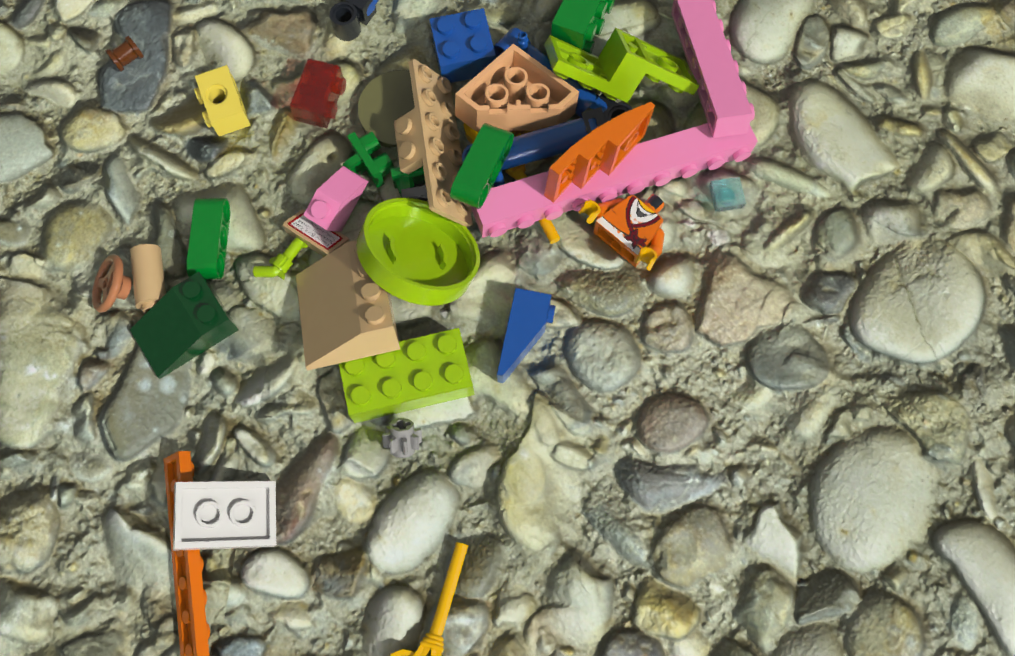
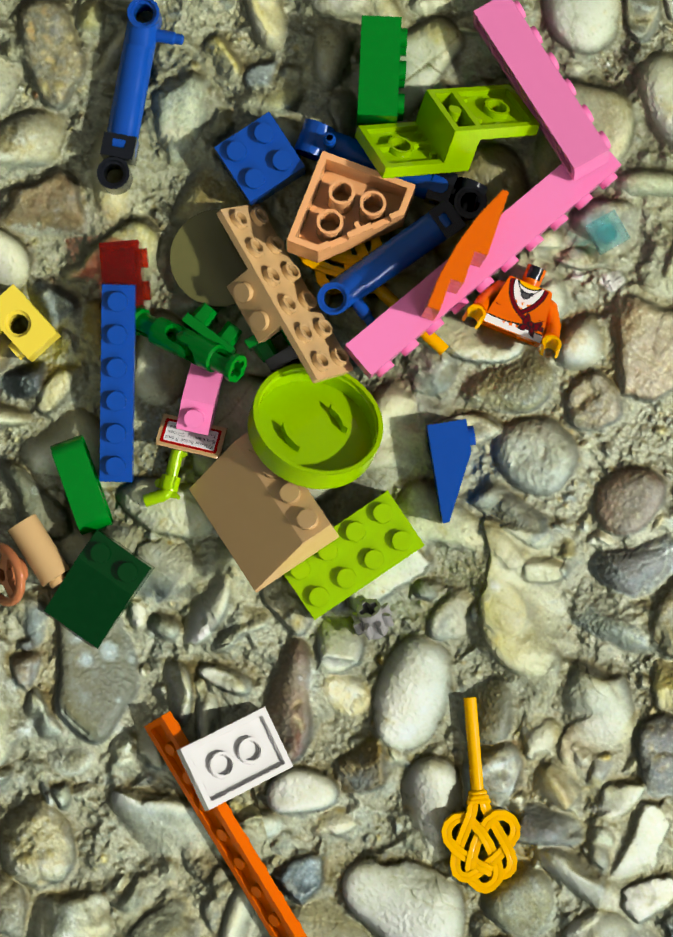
camera: 20 degrees left, 15 degrees up
(273, 168) = (117, 382): none -> blue plate
(342, 153) = (189, 345): none -> green piece
(481, 165) = (347, 312): green beam -> none

